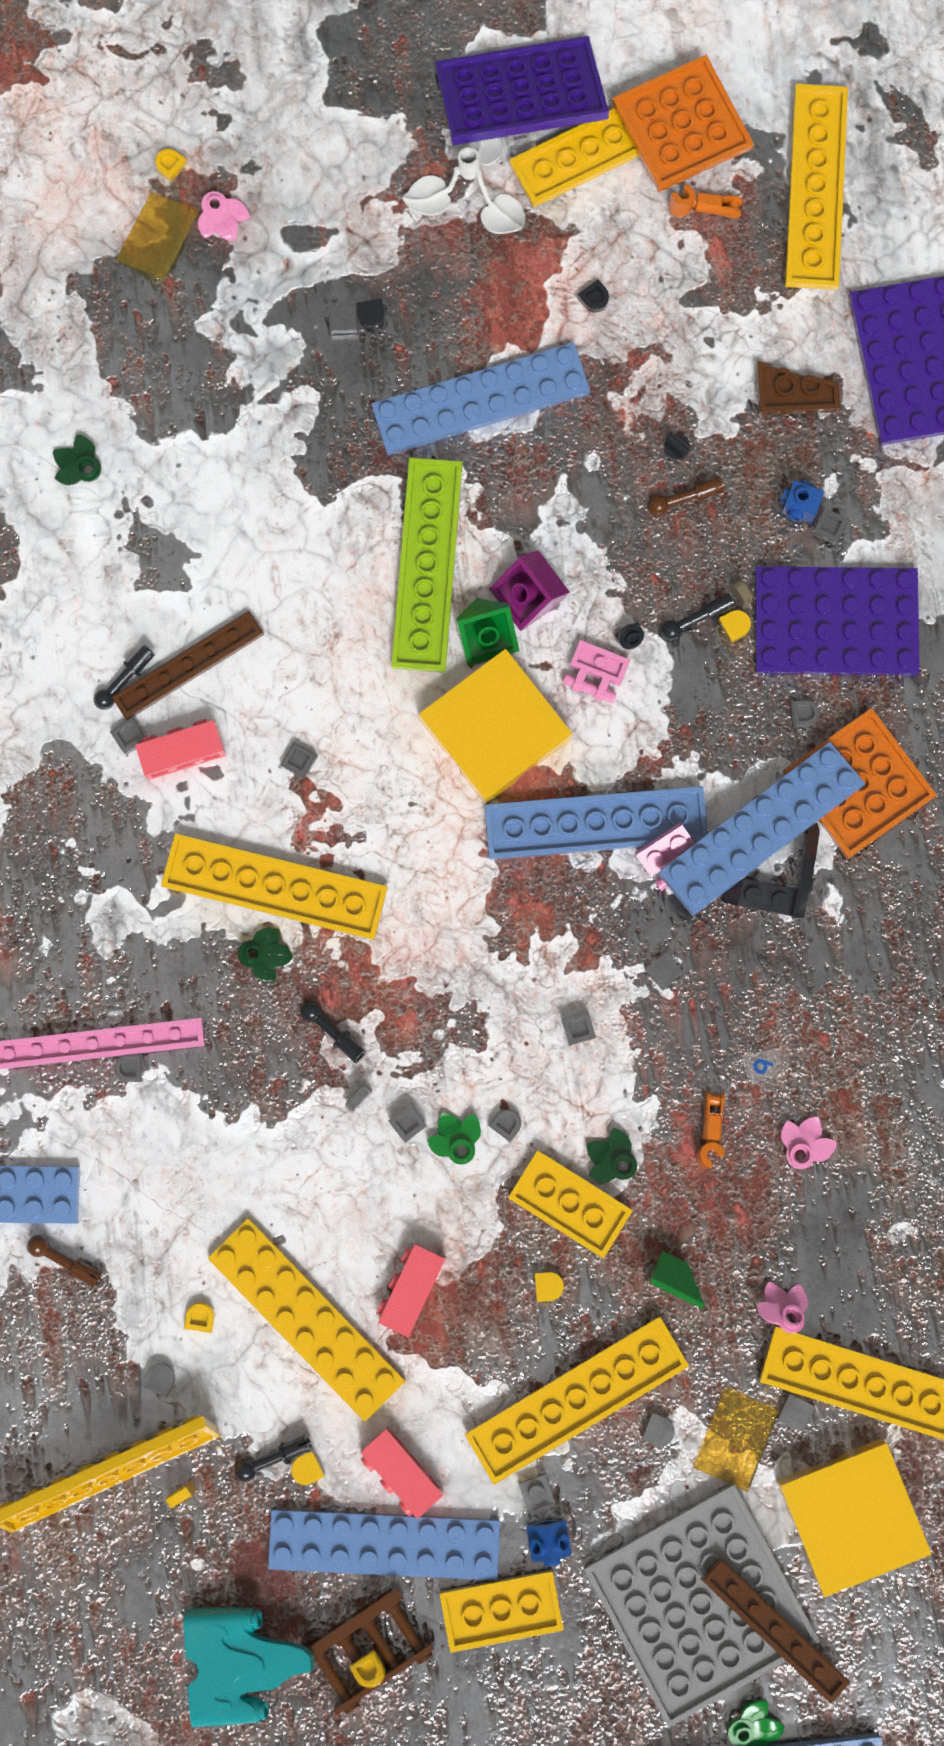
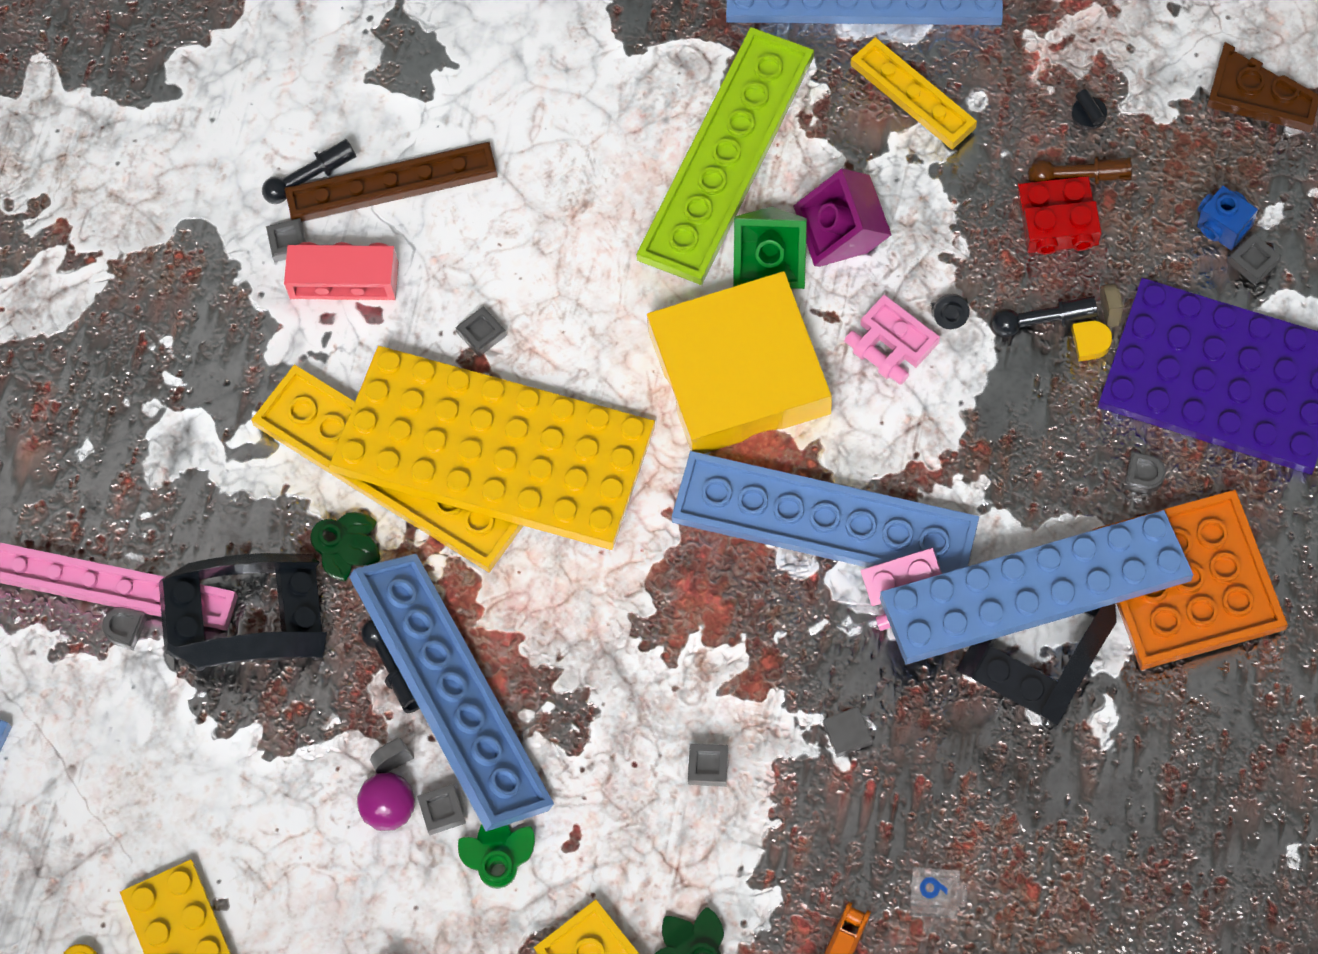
camera: 25 degrees right, 15 degrees down
(249, 1012) = (298, 609): none -> black wedge
(343, 848) = (493, 447): none -> yellow plate
(366, 1130) = (385, 801): none -> magenta hair
(382, 1038) = (451, 692): none -> medium blue plate
(506, 1123) = (569, 855): flat silver tile -> none
(546, 472) = (913, 93): none -> yellow plate
(682, 535) = (1059, 215): none -> red plate

